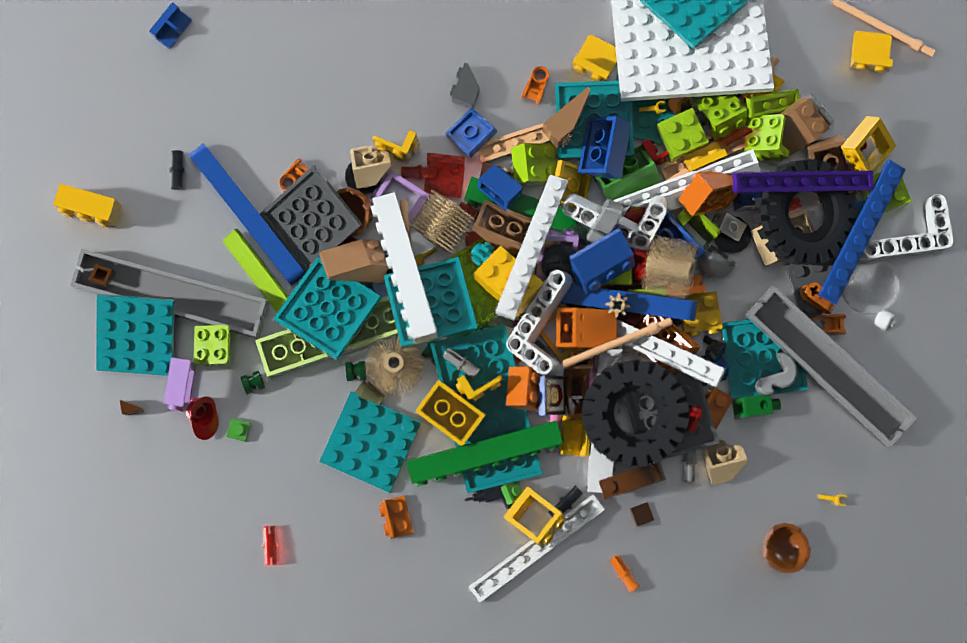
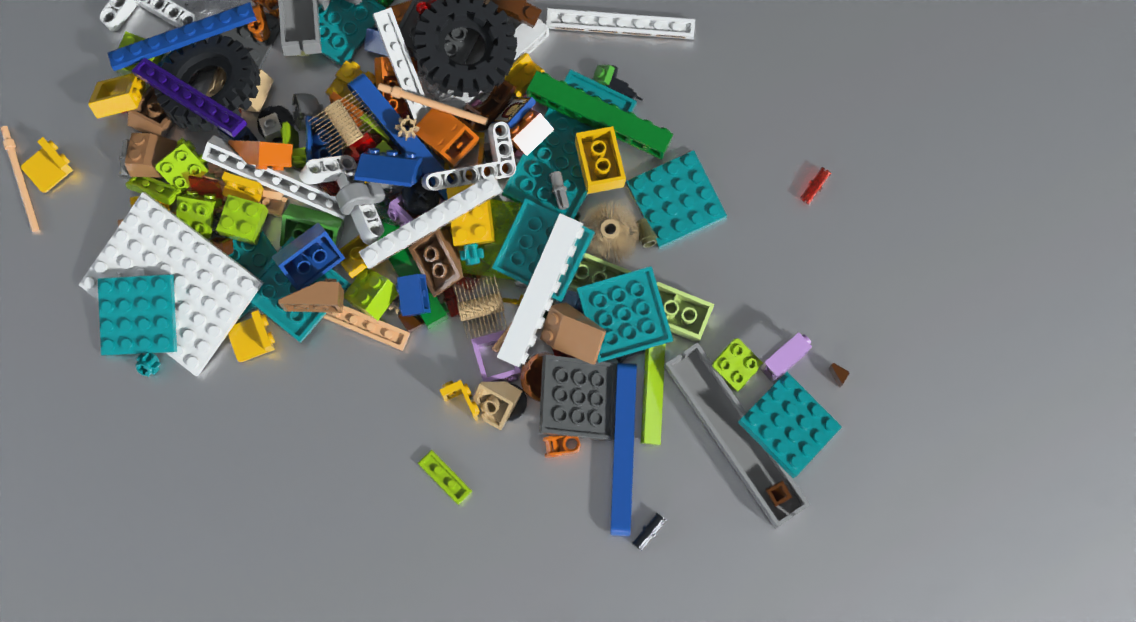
camera: 140 degrees left, 5 degrees down
(87, 206) = (745, 559): yellow brick -> none
(203, 417) = (788, 320): red piece -> none
(238, 430) = (768, 290): bright green plate -> none
(252, 382) = (730, 315): dark green wheel -> none
(355, 370) = (641, 256): dark green wheel -> none
(361, 82) = (445, 477): none -> lime tile
(396, 517) = (703, 128): orange bracket -> none
(419, 172) = (463, 366): clear red axle -> none
(450, 175) = (446, 347): clear red bracket -> none
(464, 387) = (564, 156): yellow bracket -> none
(467, 88) = (369, 399): dark grey slope -> none
(471, 132) = (396, 362): blue tile -> none
(521, 506) = (609, 18): yellow window -> none
(535, 88) = (315, 356): orange piece -> none
(568, 500) = (571, 37): black pin -> none
(651, 150) = (275, 232): red bracket -> none
(653, 108) = (242, 259): yellow hand -> none
(714, 350) = (367, 48): black piece -> none

